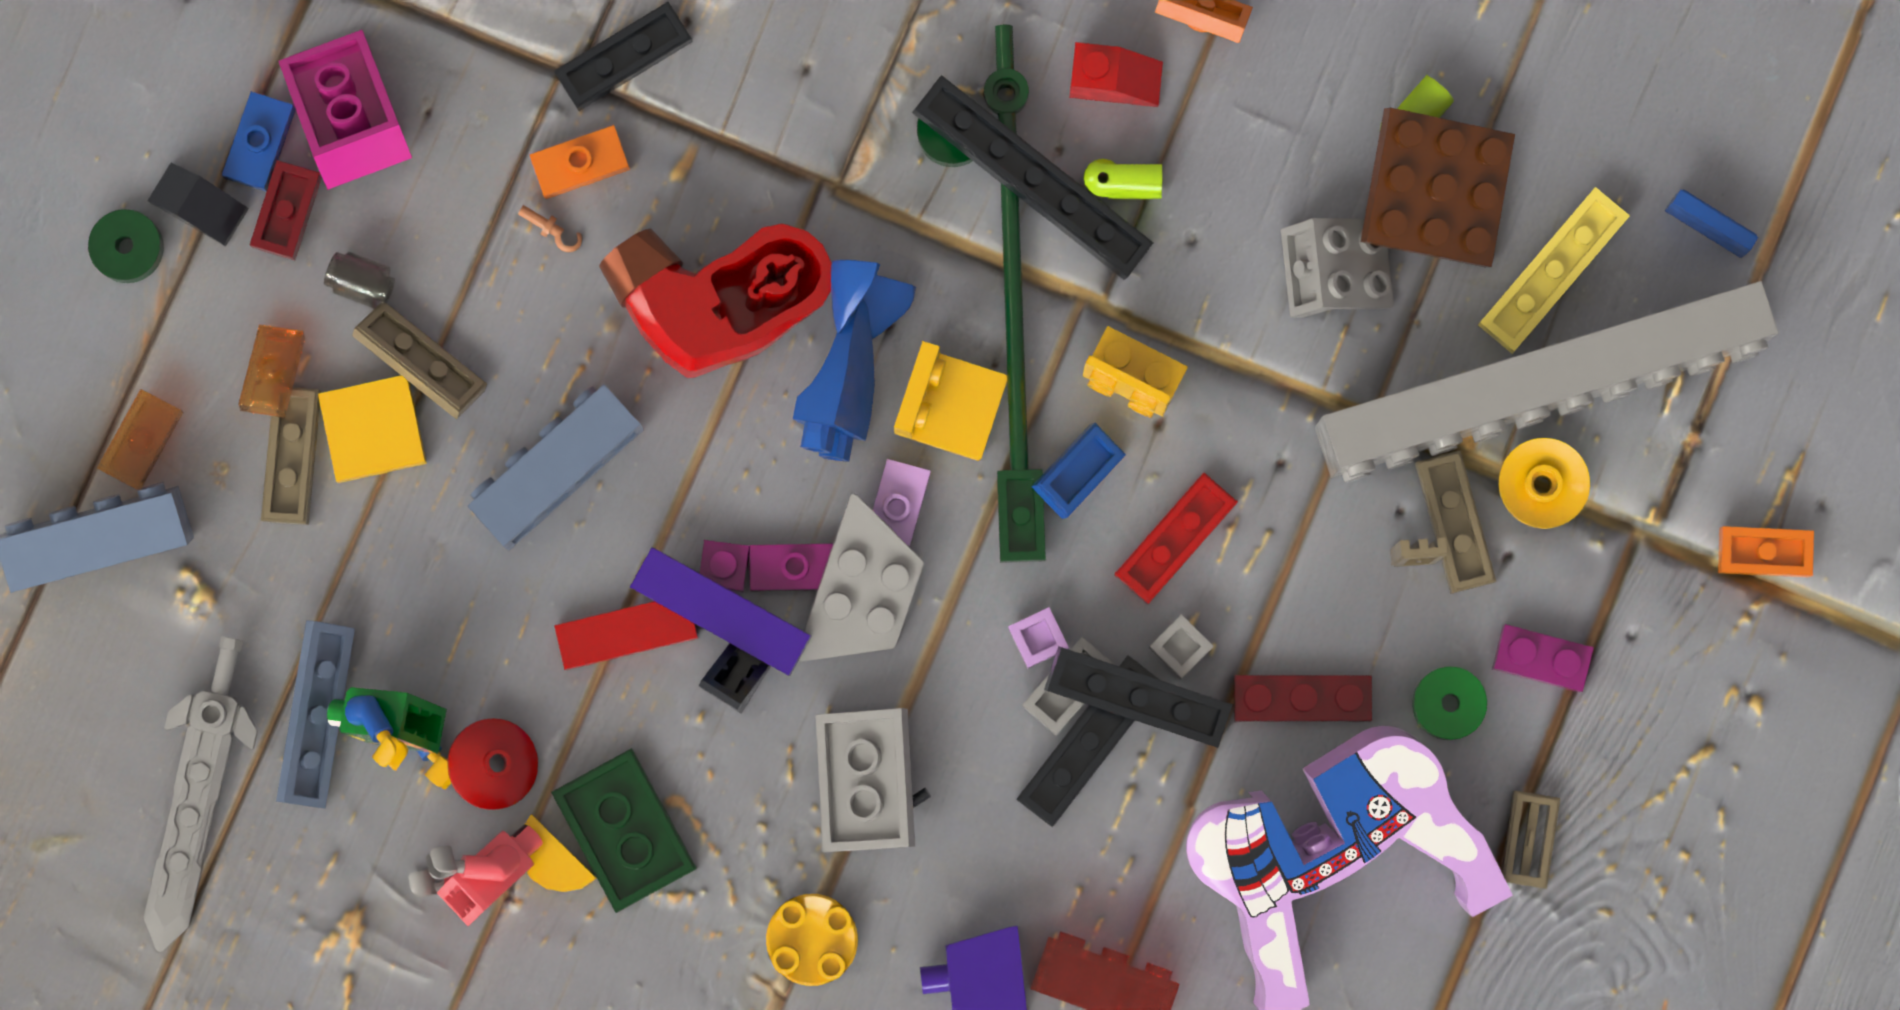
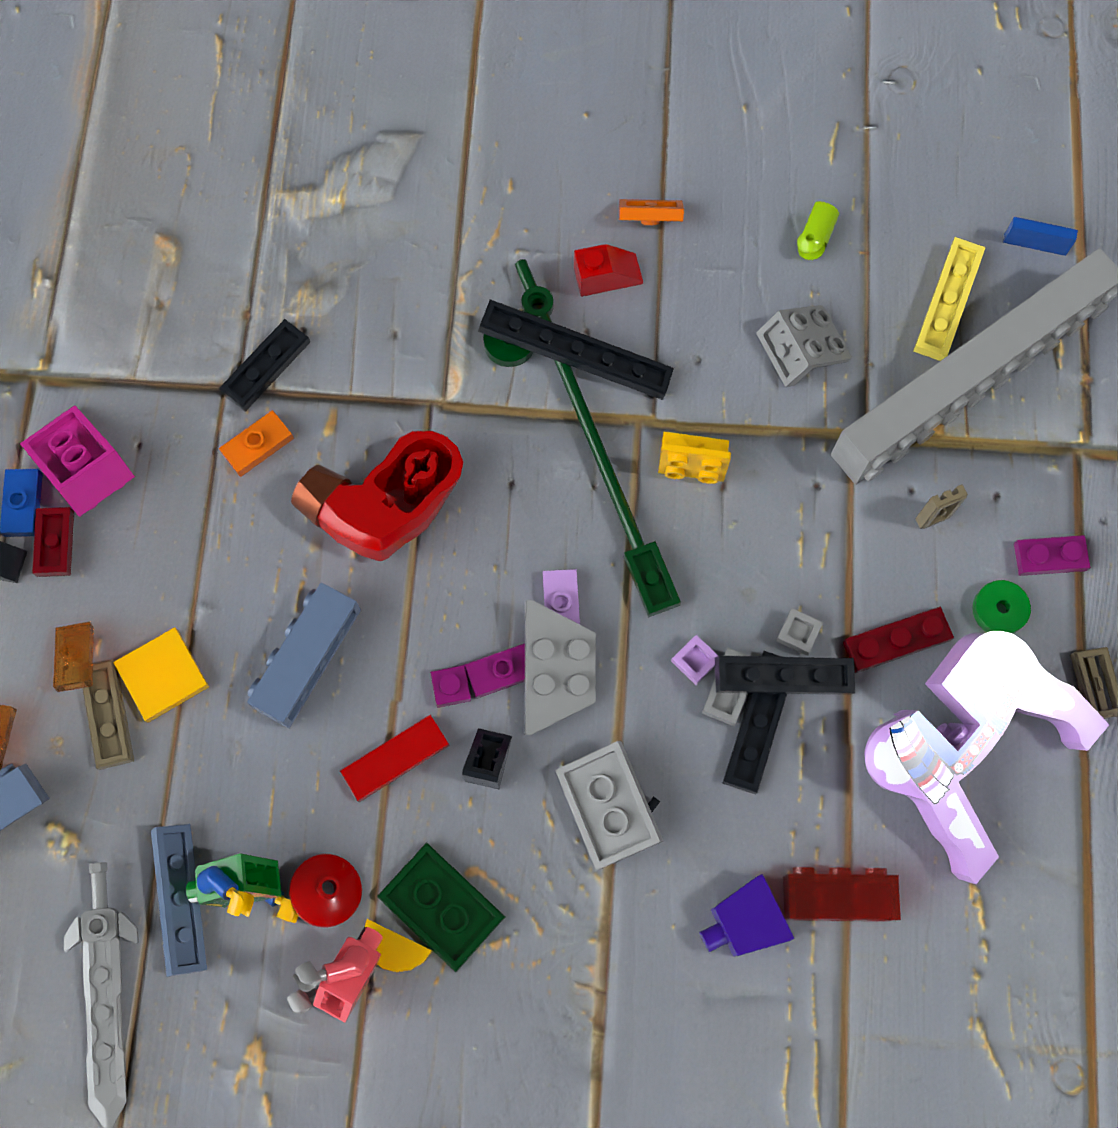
camera: 20 degrees left, 10 degrees down
(359, 279) = (120, 571): clear smoke brick -> none
(419, 360) = (181, 613): dark tan tile -> none
(549, 227) = (248, 493): nougat hand -> none
(721, 611) = (460, 717): dark purple tile -> none
(811, 939) = (610, 940): yellow dish -> none
(842, 393) = (494, 534): blue hips -> none
(950, 403) = (573, 518): yellow bracket -> none
(1078, 470) = (680, 534): blue tile -> none
(1124, 180) = (639, 332): lime piece -> none
(1175, 538) = (765, 560): red tile -> none
(1437, 187) = (852, 269): reddish brown plate -> none
(1457, 519) = (946, 473): dark tan tile -> none
(1563, 470) = (1013, 427): yellow dish -> none

